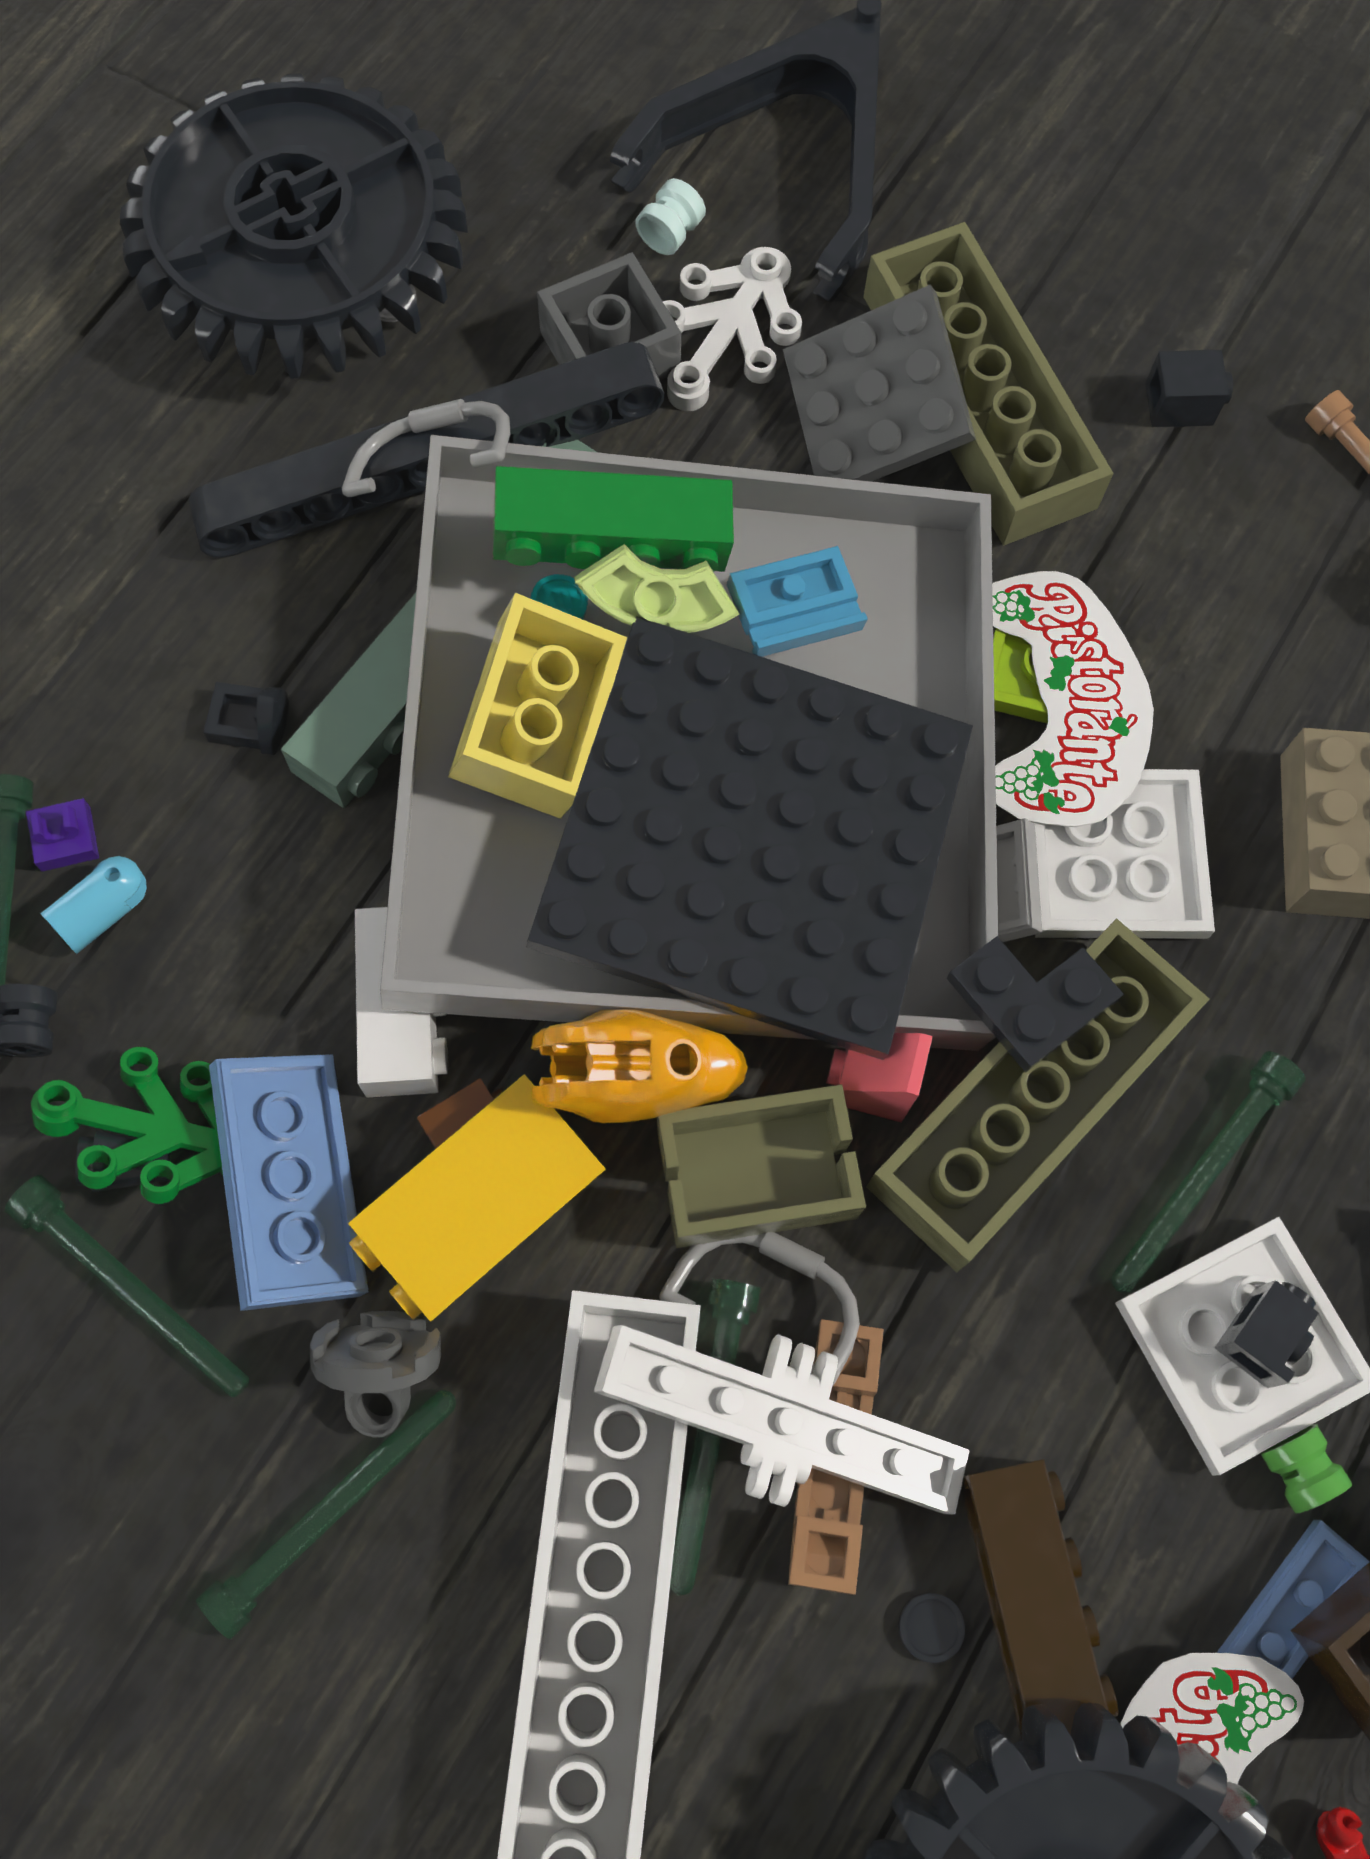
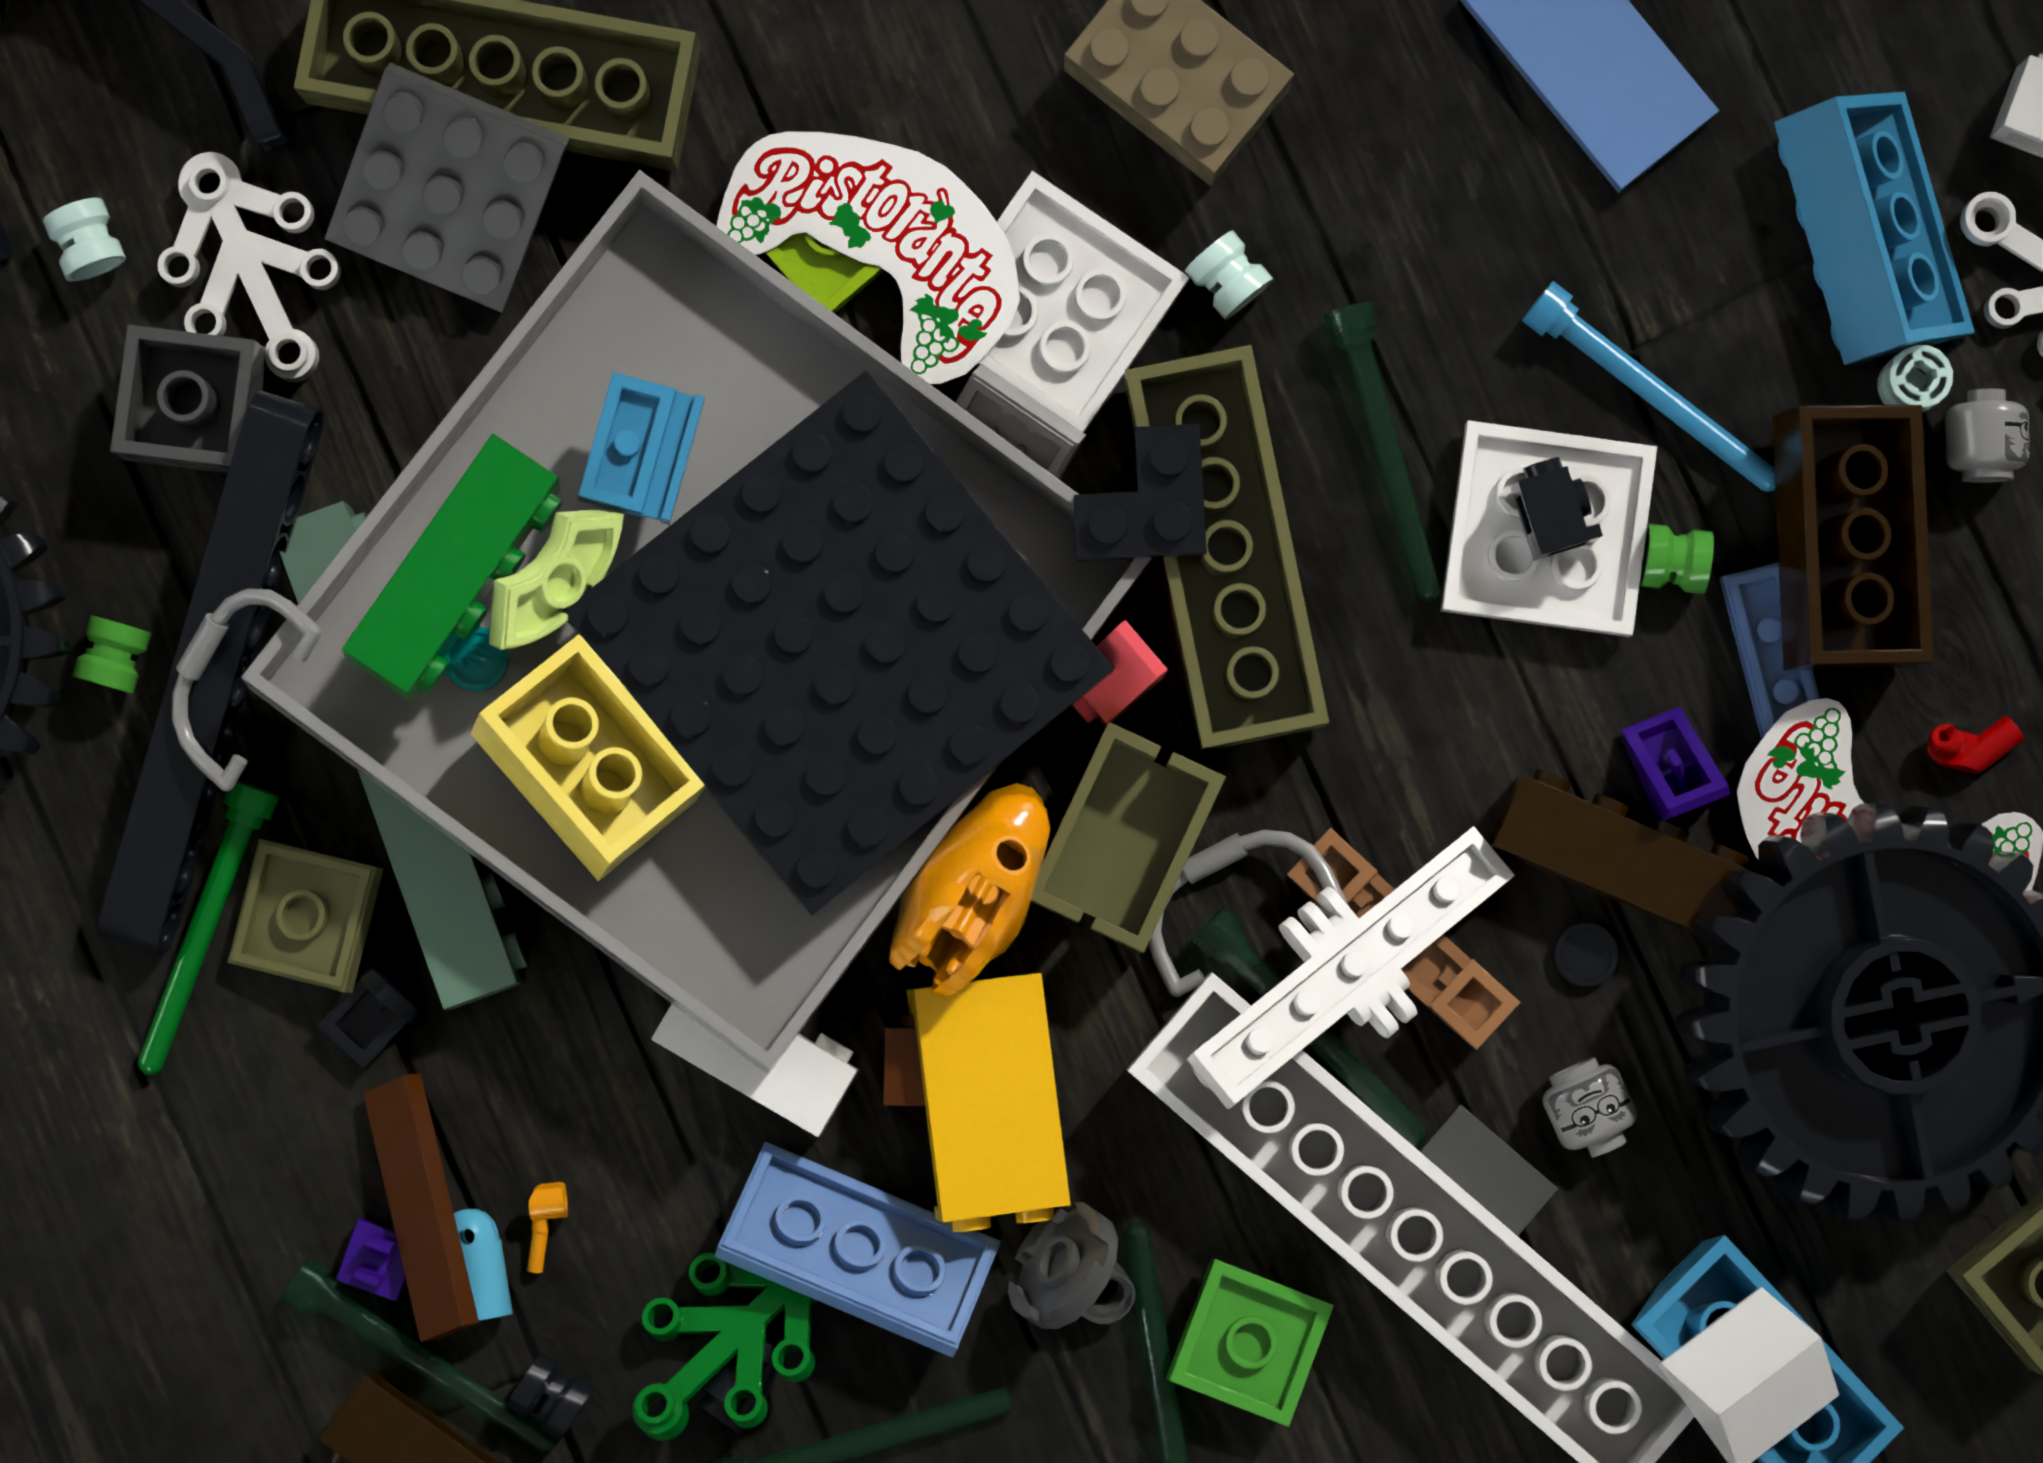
camera: 50 degrees left, 15 degrees up
(114, 832) = (420, 1208): none -> reddish brown tile
(176, 922) = (545, 1203): none -> light orange hand
(293, 626) = (305, 916): none -> olive tile
(344, 543) = (246, 811): none -> green piece
(396, 392) = (110, 658): none -> bright green wheel
(410, 1561) = (1249, 1342): none -> bright green plate
(693, 1672) = (1488, 1169): none -> dark grey tile
(808, 1726) = (1590, 1107): none -> light grey head
(1142, 1592) = (1673, 764): none -> dark purple slope
(1238, 960) = (1228, 275): none -> light aqua wheel

